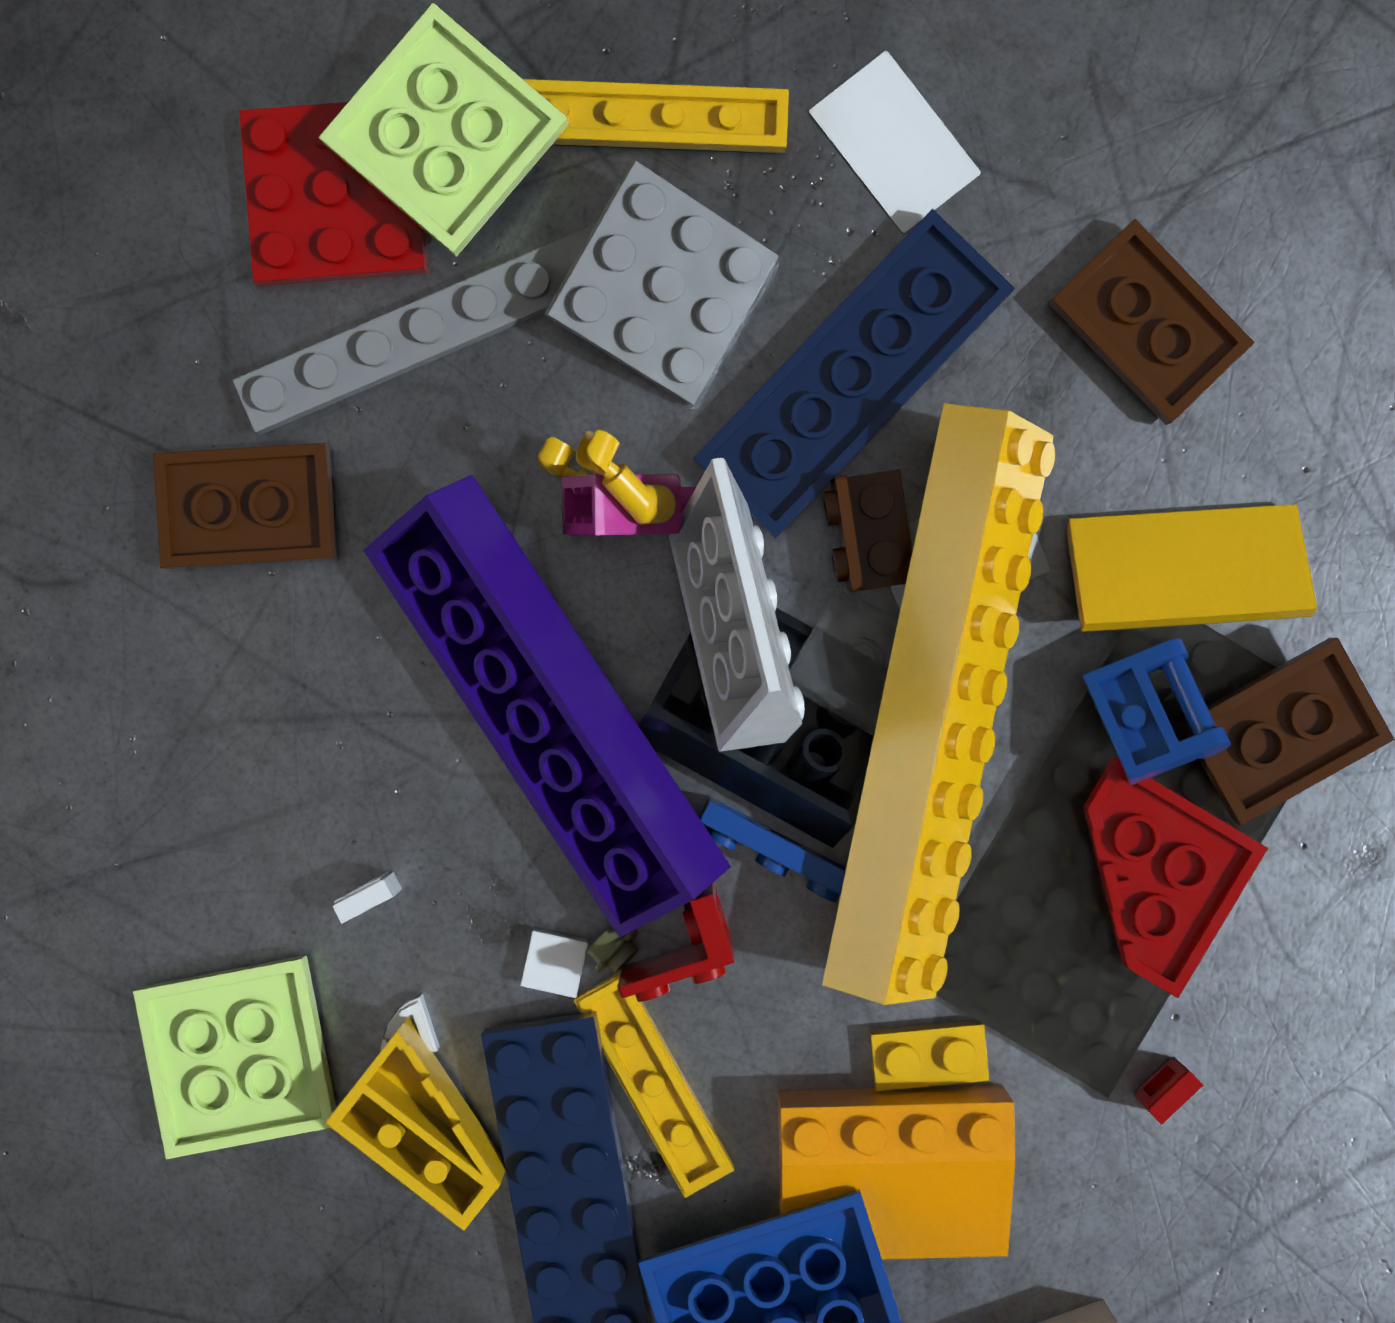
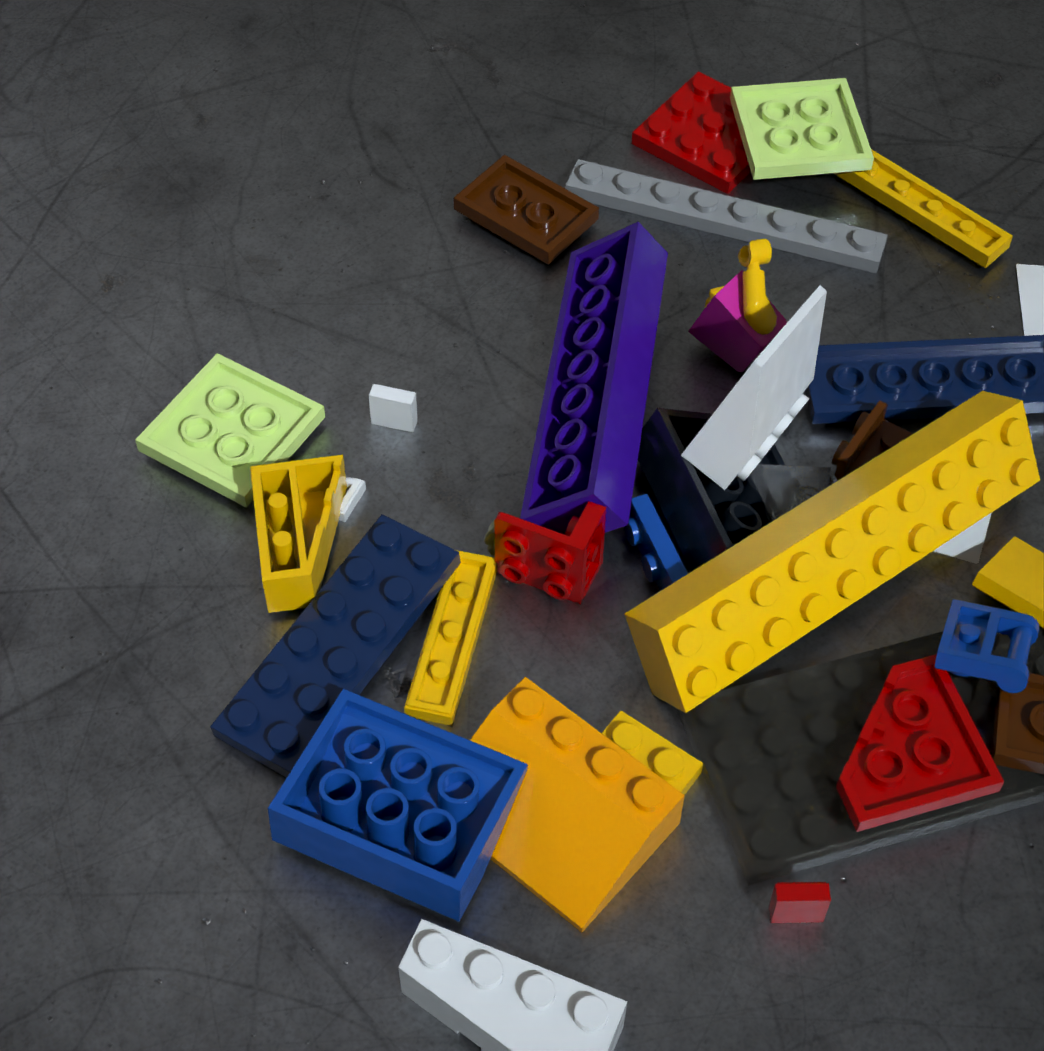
camera: 50 degrees right, 35 degrees down
(554, 962) = (460, 525): white tile -> none
(661, 283) = (862, 260): light grey plate -> none

